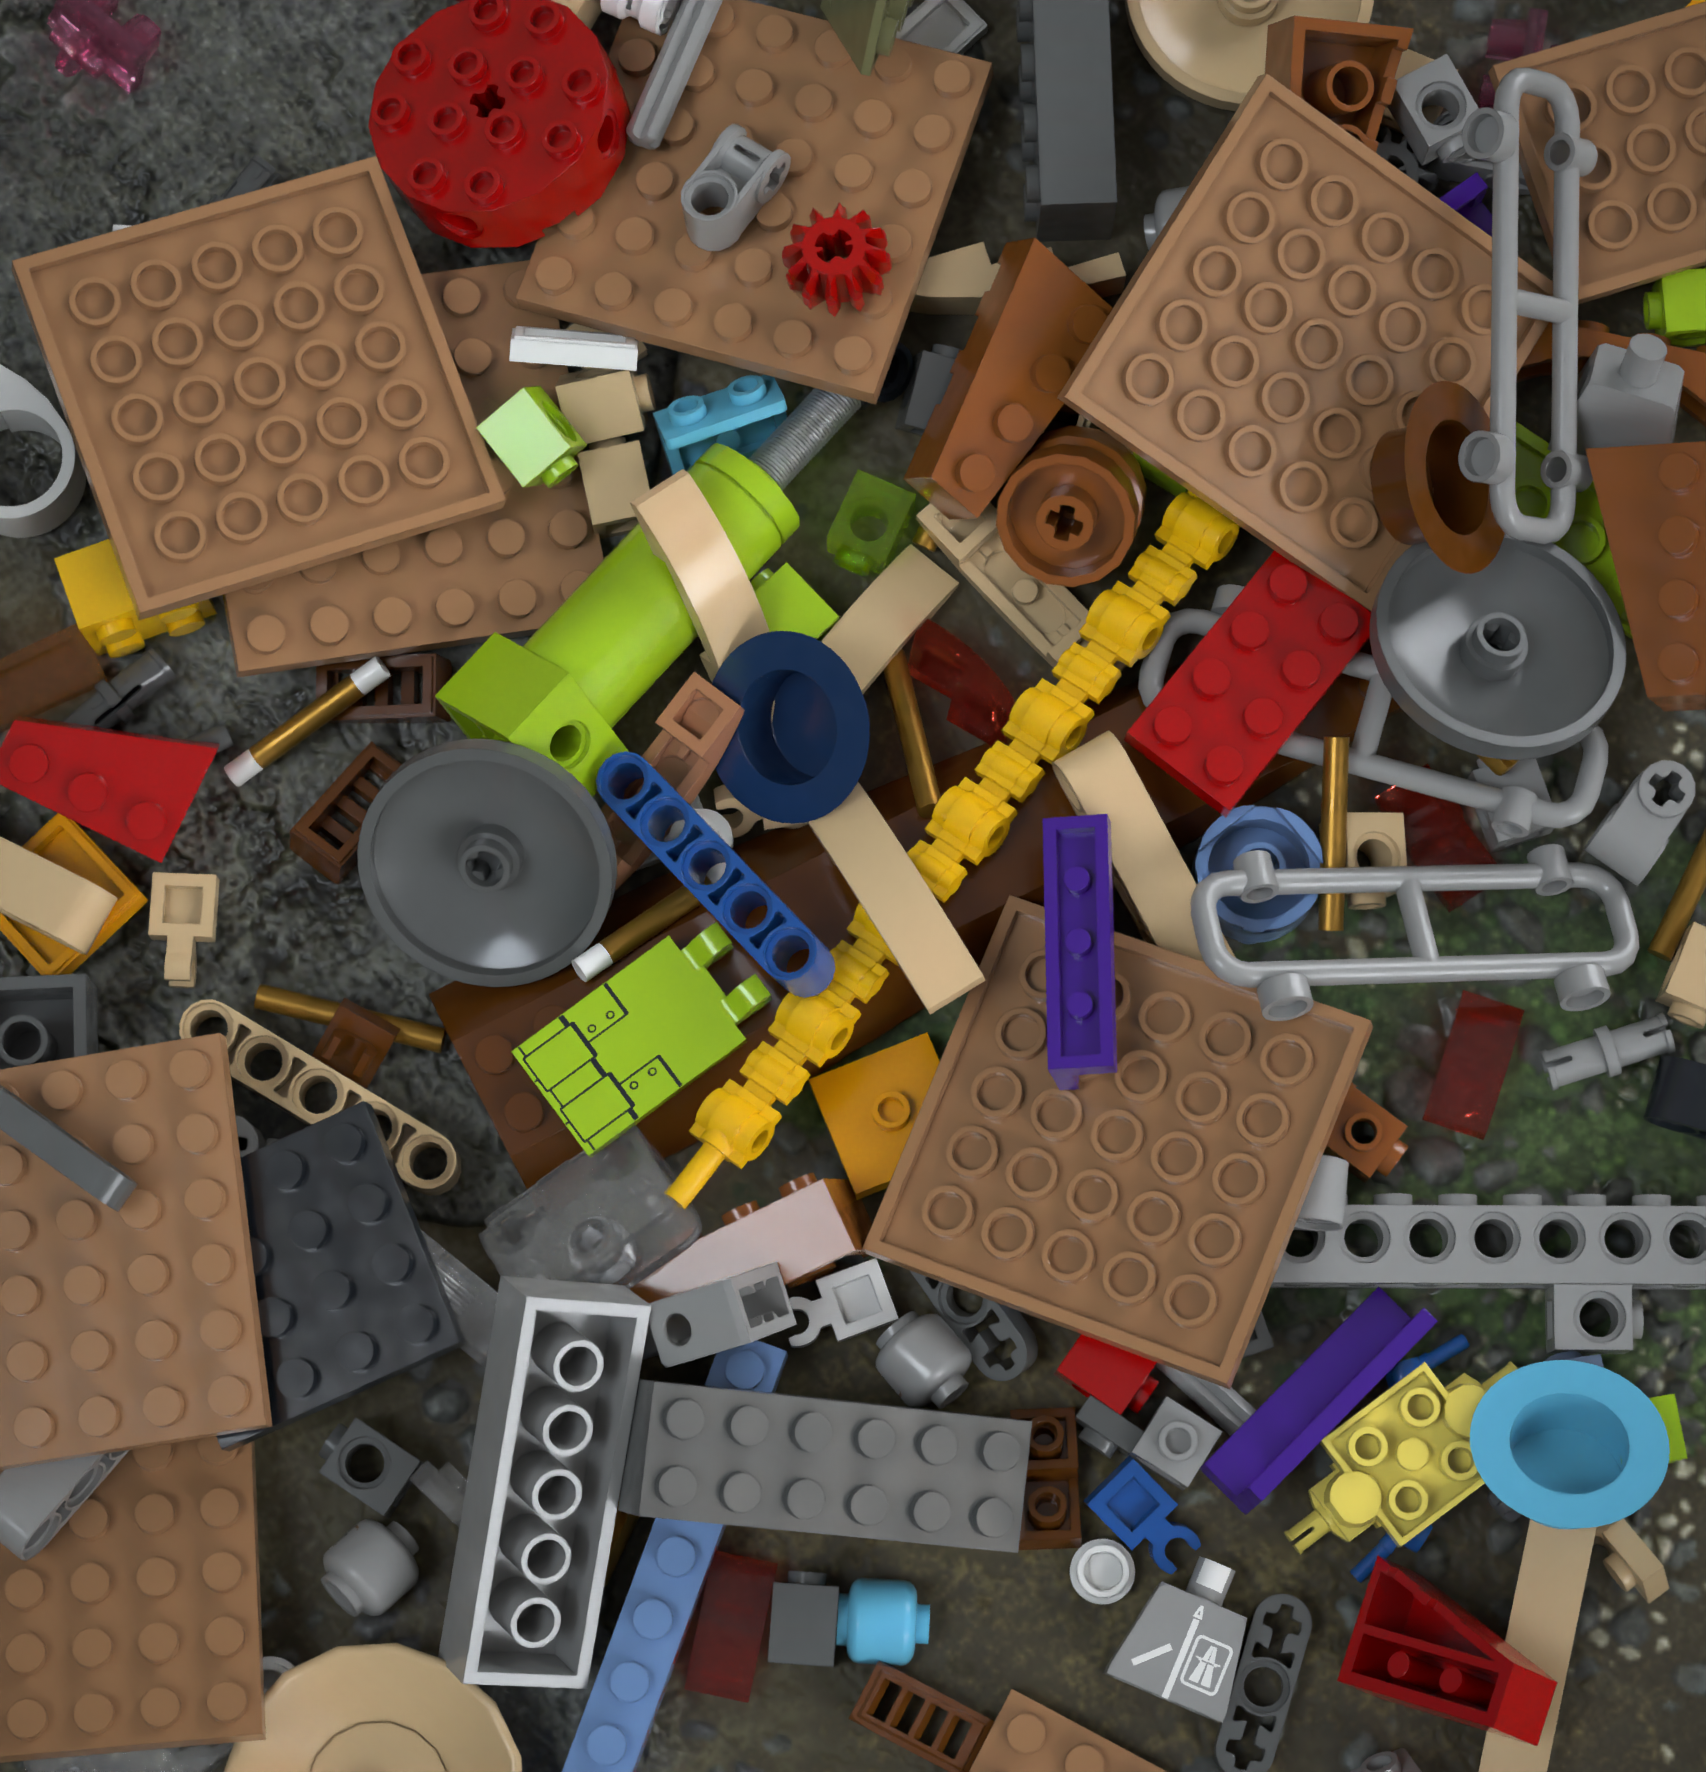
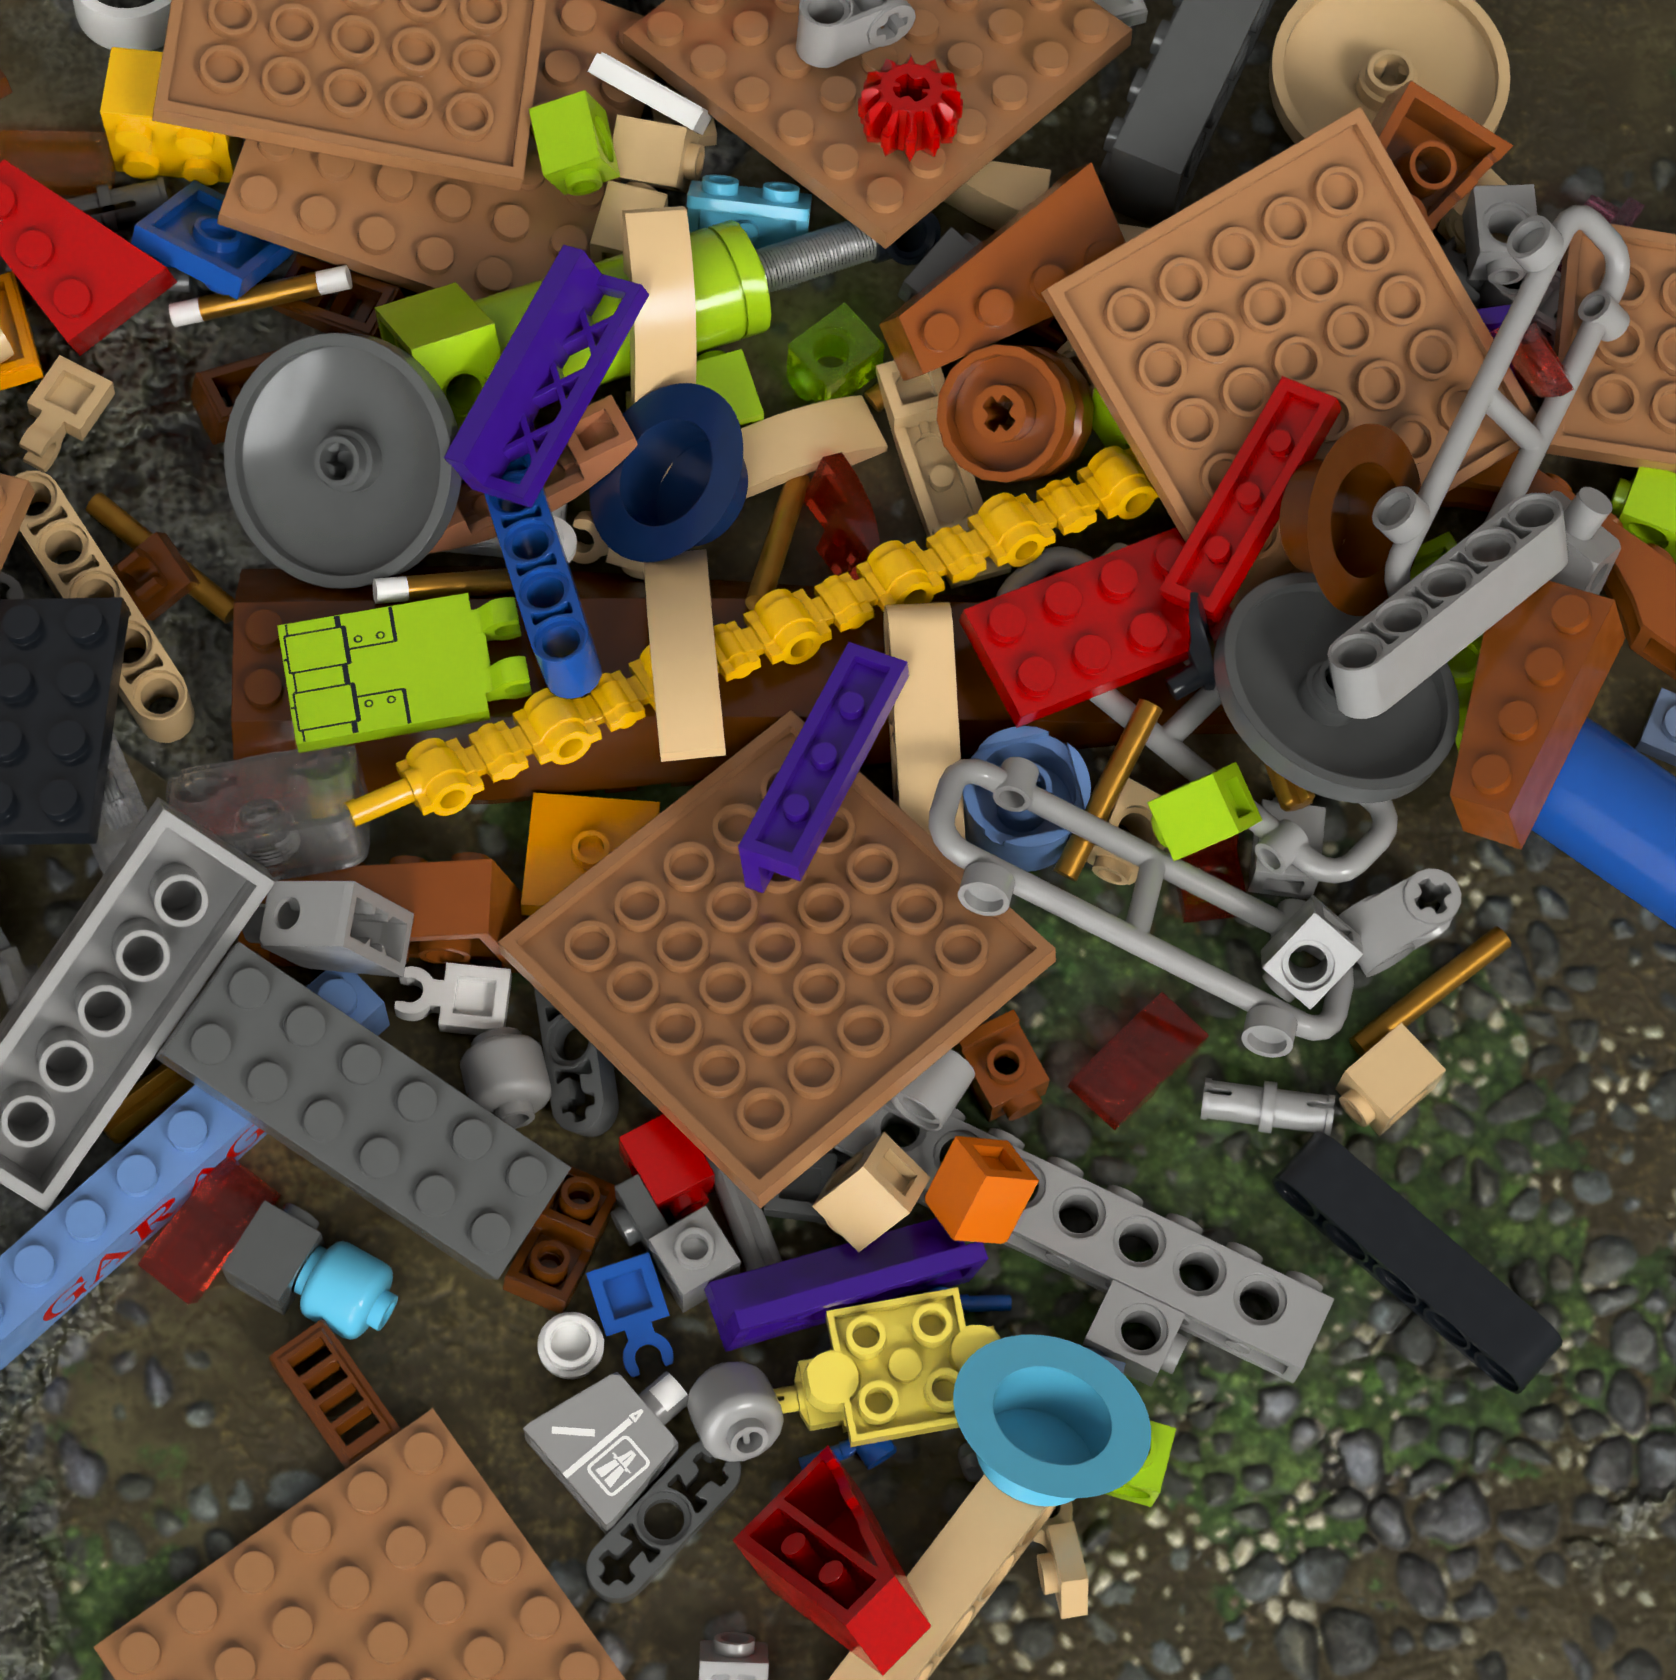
camera: 20 degrees right, 10 degrees down
(218, 706) = (187, 237): none -> blue plate
(623, 696) = (532, 377): none -> dark purple fence
(1280, 1564) = (735, 1411): none -> light grey head
(1306, 1312) = (871, 1192): none -> tan brick
(1339, 502) = (1250, 498): none -> red plate
(1361, 669) = (1200, 654): none -> black bar
(1402, 1264) = (980, 1190): none -> orange panel
(1433, 817) = (1203, 812): none -> lime brick
(1537, 237) = (1538, 366): none -> clear red slope
(1577, 873) = (1314, 926): none -> light grey brick
(1600, 429) = (1448, 605): none -> light grey beam

